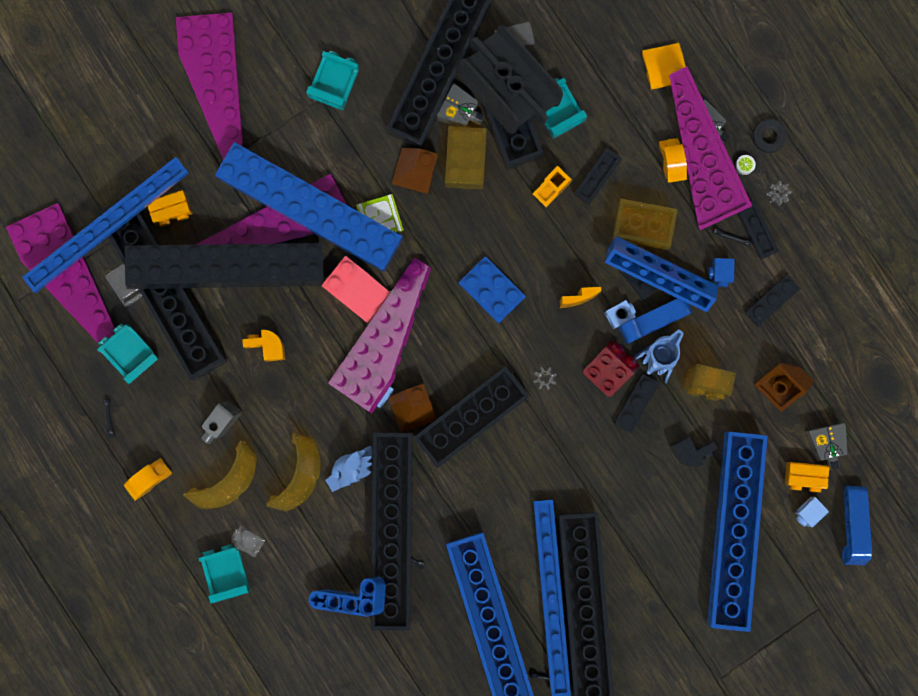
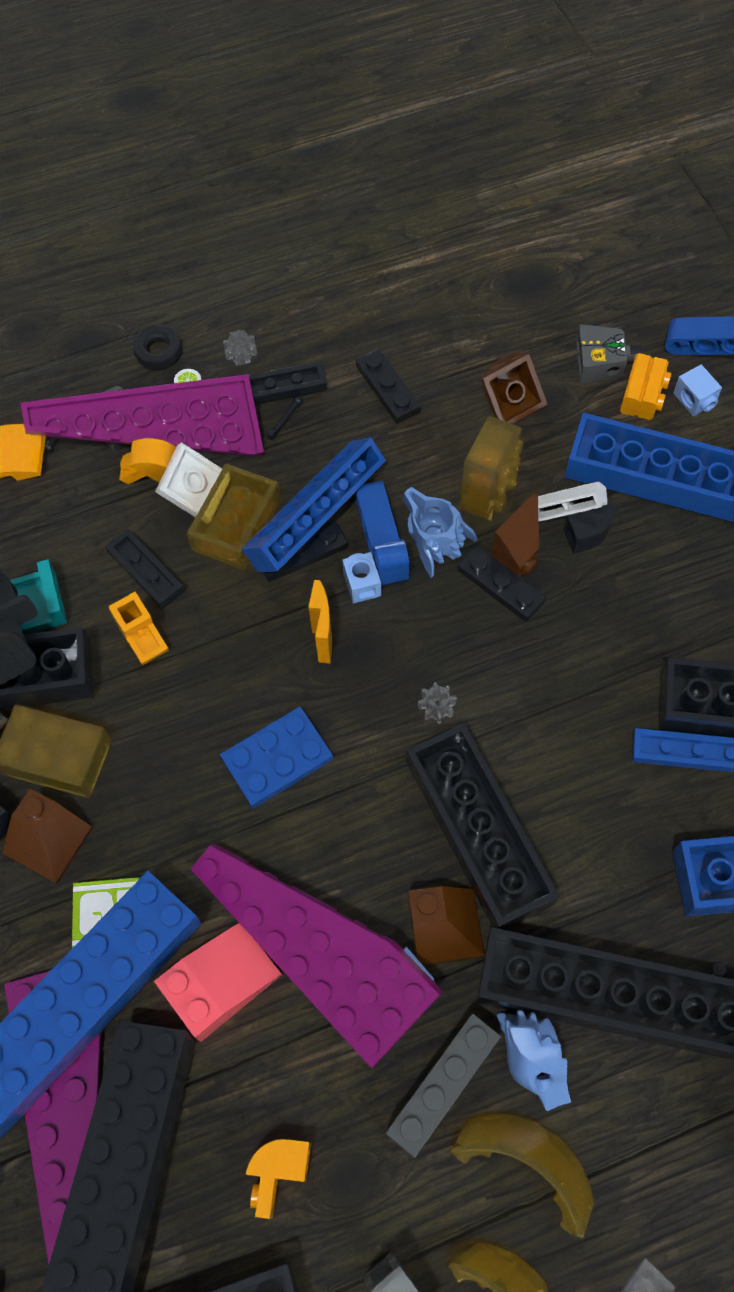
camera: 75 degrees left, 20 degrees down
(325, 423) = (442, 1086): none -> dark grey brick
(611, 368) = (442, 605): dark red bracket -> none
(663, 409) = (518, 539): none -> reddish brown slope
(664, 189) = (188, 479): none -> white tile
(697, 436) = (567, 496): none -> white piece
(722, 272) = (331, 433): blue brick -> none

